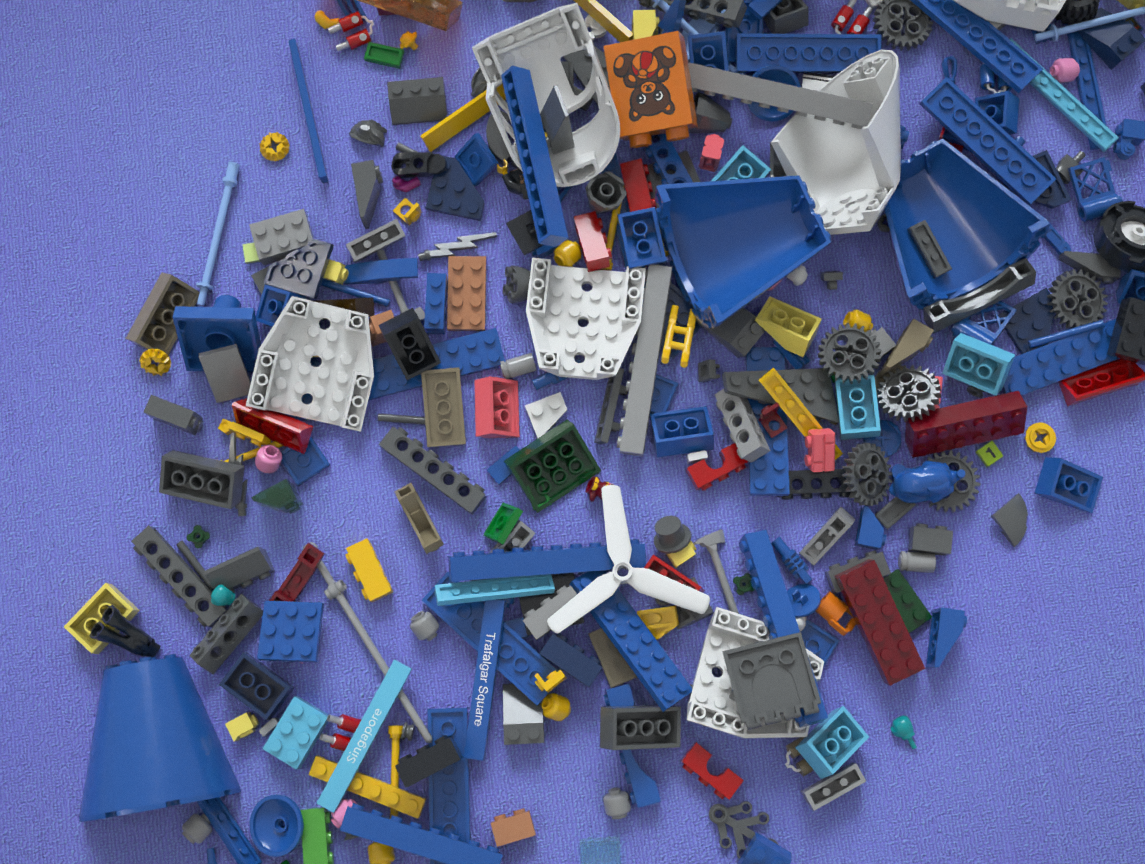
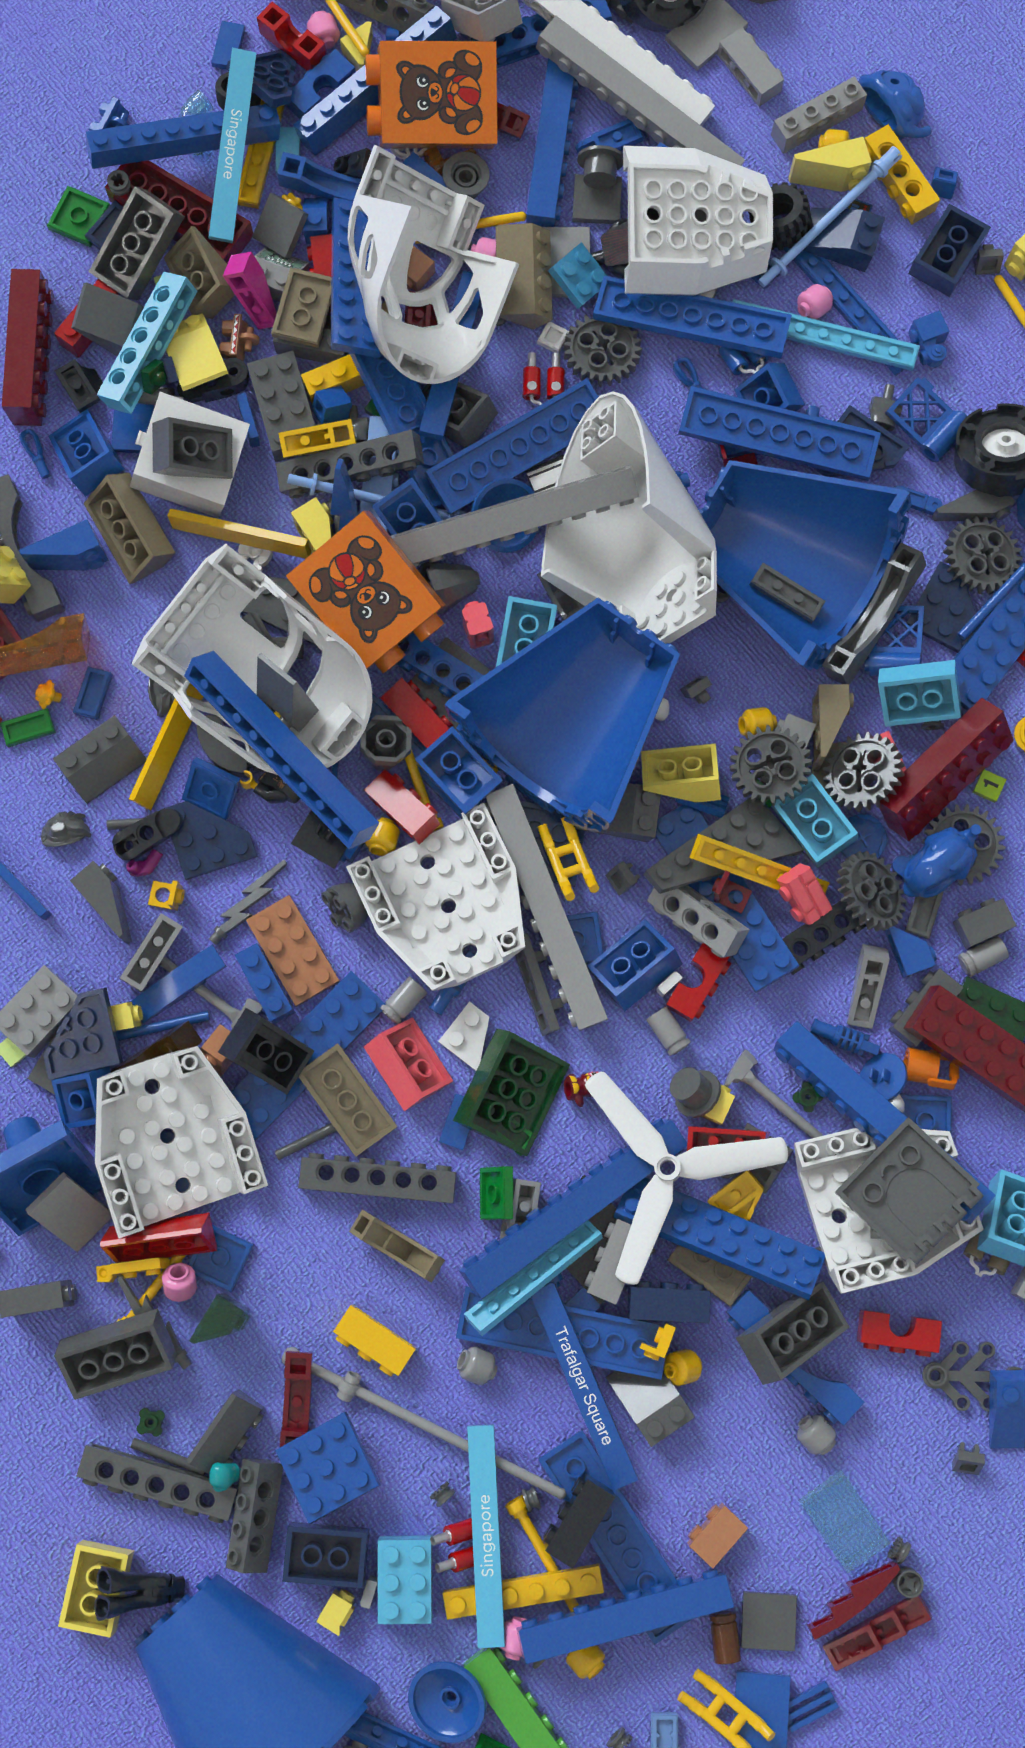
camera: 30 degrees left, 0 degrees up
(354, 694) = (443, 1494): none -> dark grey bush
(438, 56) = (92, 693): none -> blue tile
(678, 487) = (668, 1031): none -> light grey piece

